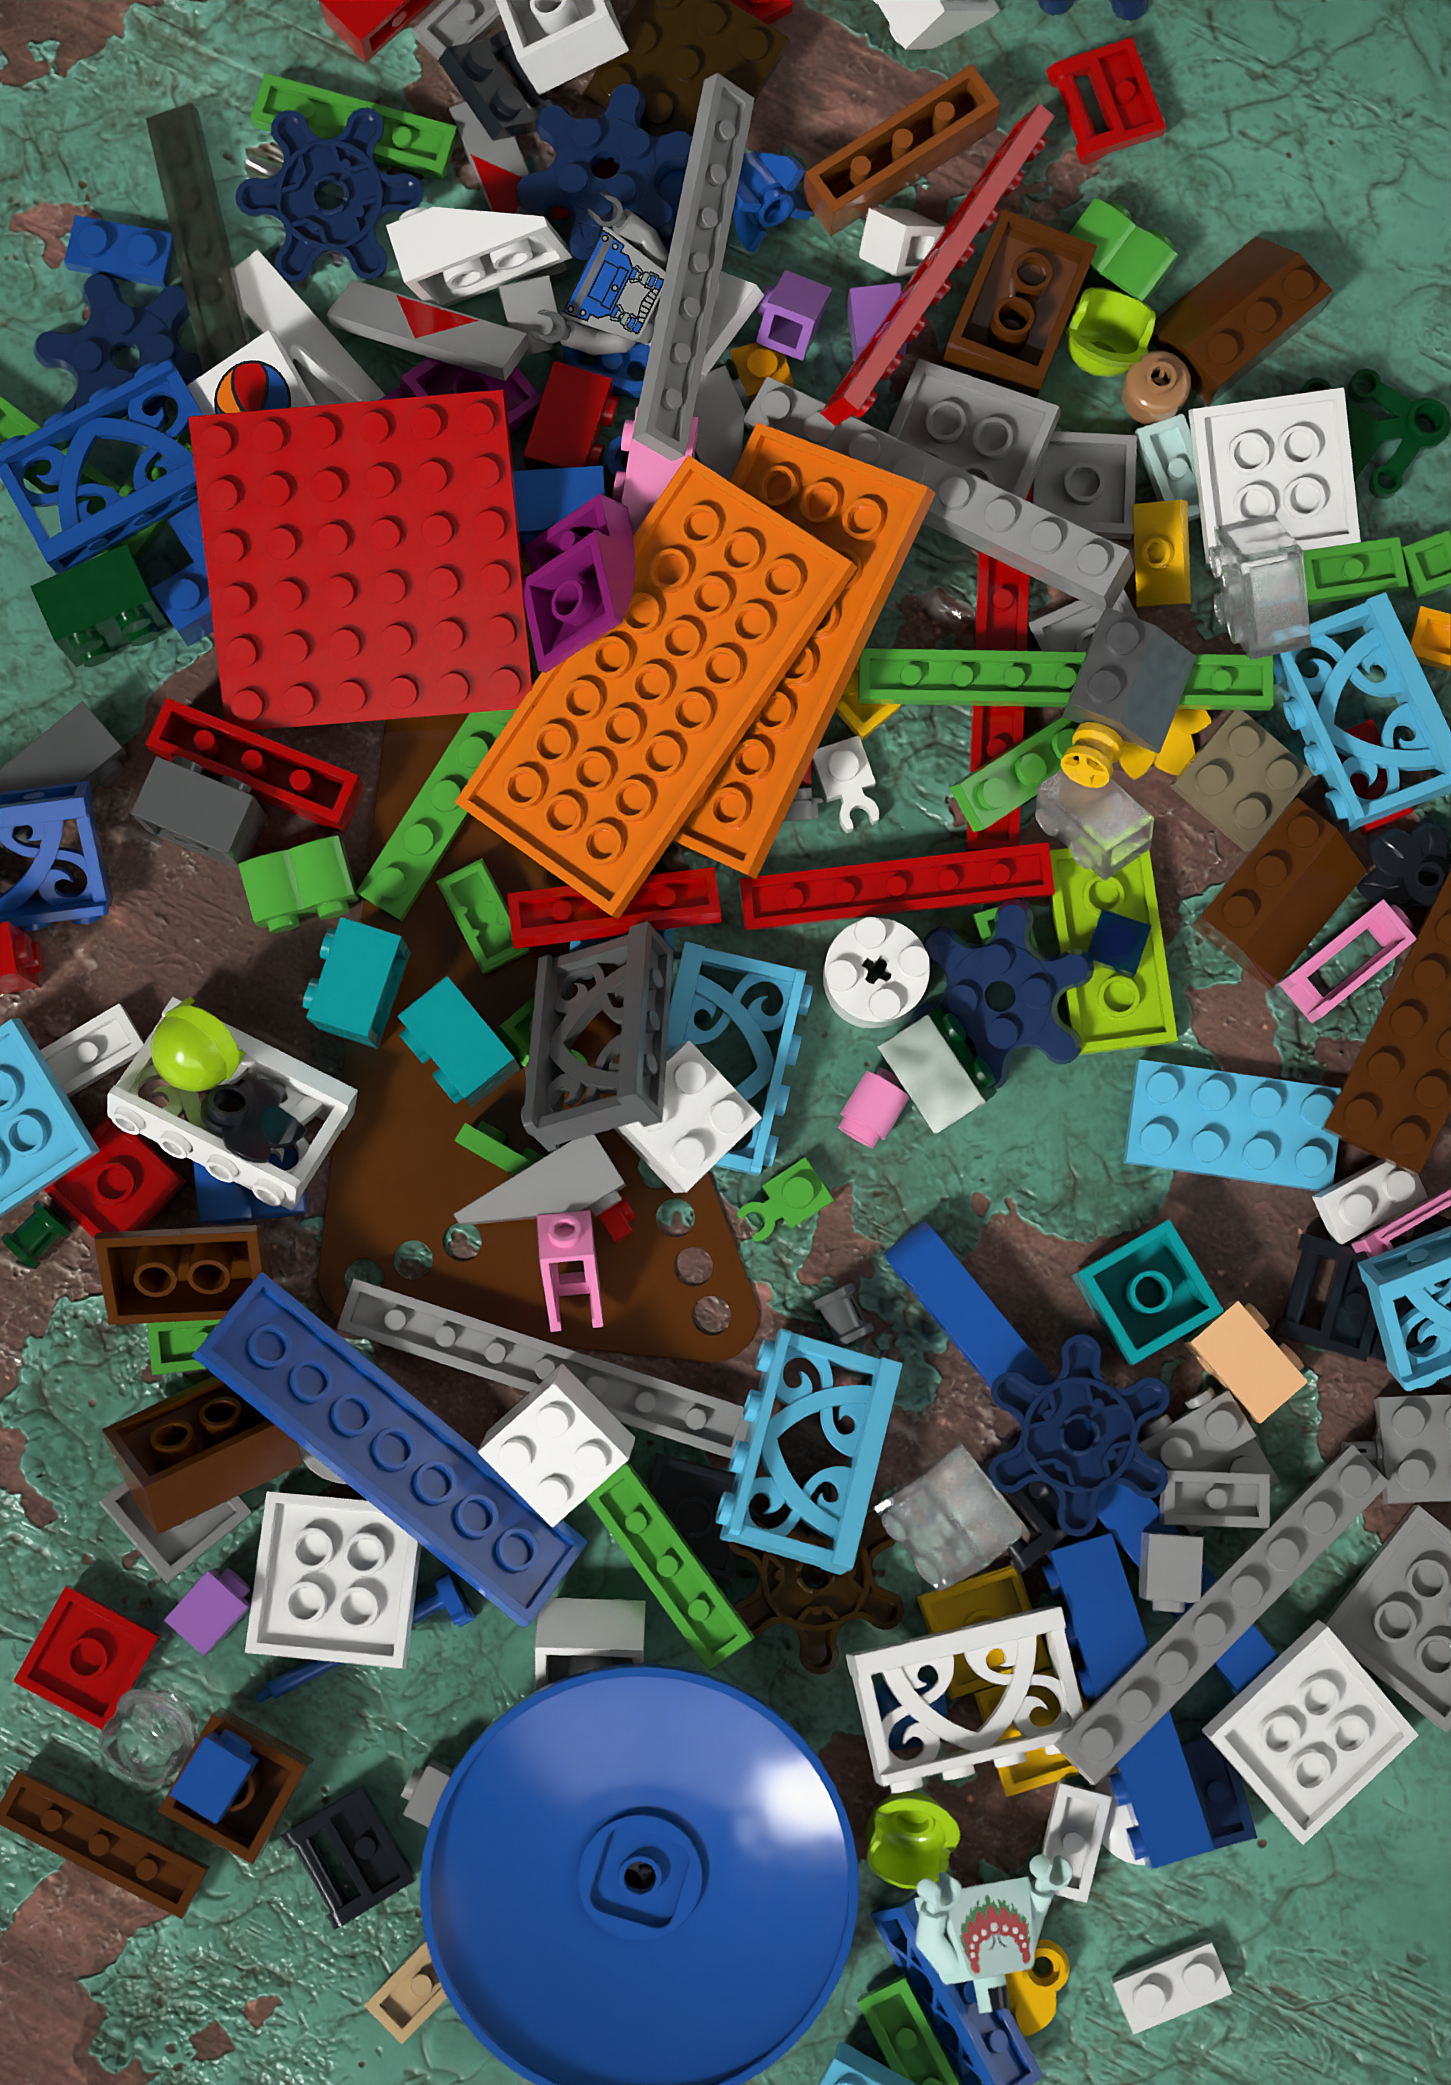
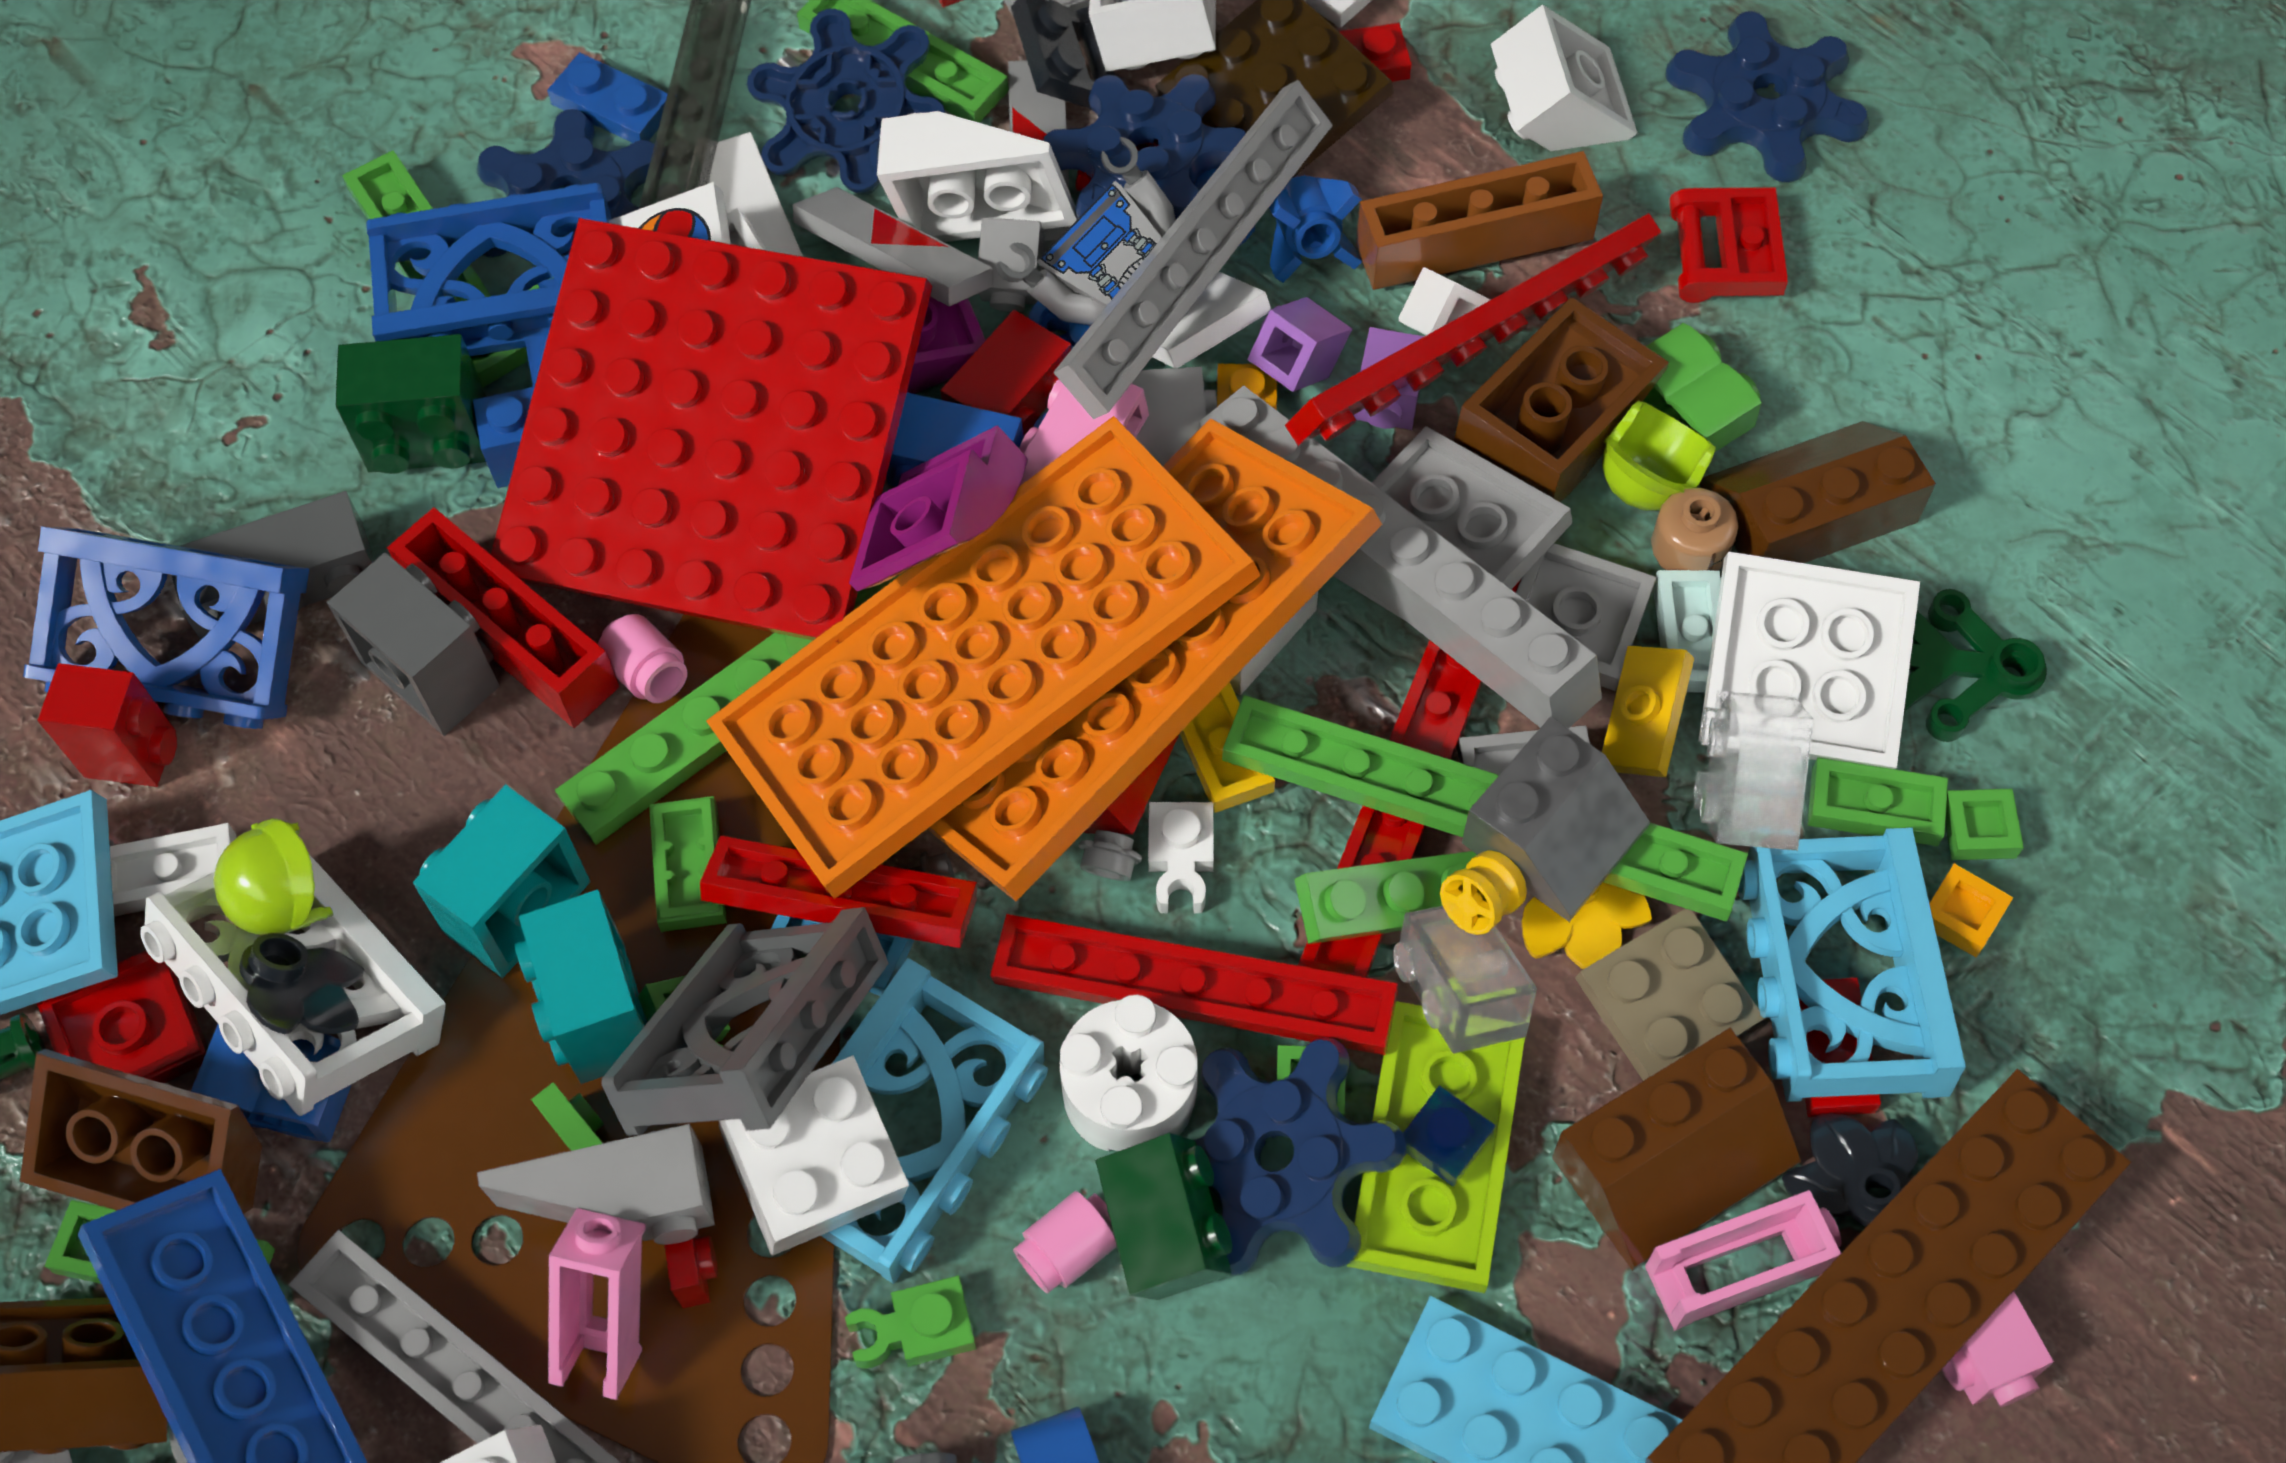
camera: 25 degrees right, 20 degrees down
(298, 884) = (480, 752): bright green brick -> none
(378, 762) = (643, 658): none -> bright pink brick

